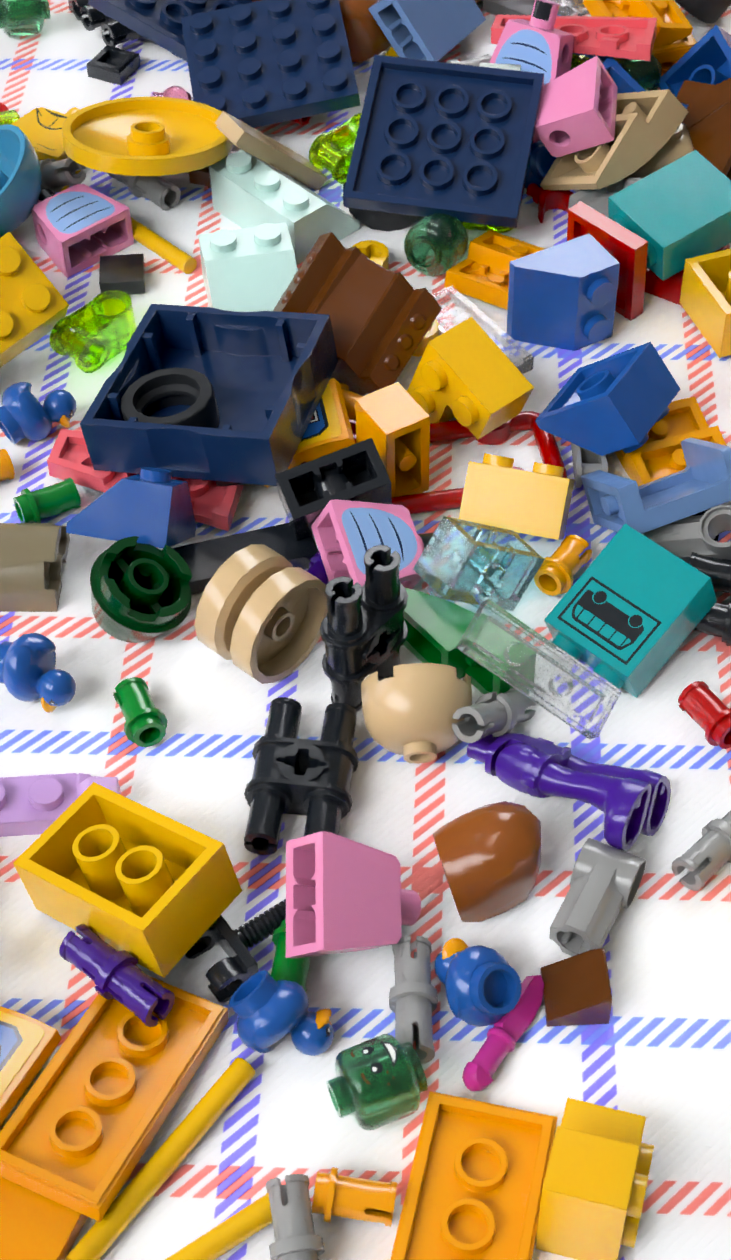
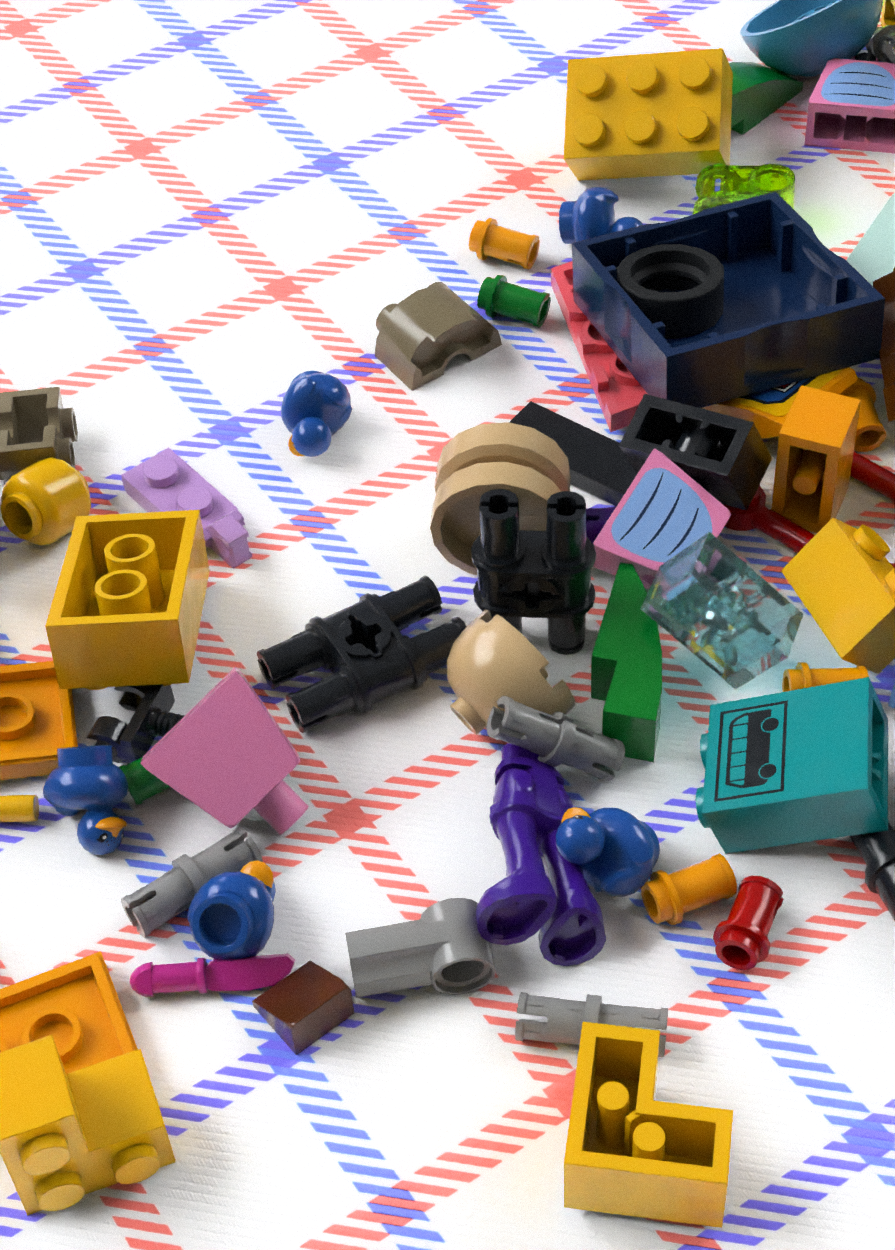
camera: 55 degrees right, 0 degrees up
(117, 975) = (32, 667): dark purple pin -> none
(122, 273) = (844, 170): black tile -> none
(139, 590) = (446, 398): dark green cone -> none
(140, 506) = (533, 354): blue slope -> none
(144, 721) = (331, 515): green pin -> none
(377, 1082) = (69, 901): clear green head -> none
(490, 858) = (375, 838): dark orange piece -> none
(539, 669) = (636, 732): clear tile -> none
(611, 739) = (610, 847): none -> blue animal
(659, 738) = (690, 888): none -> light orange pin

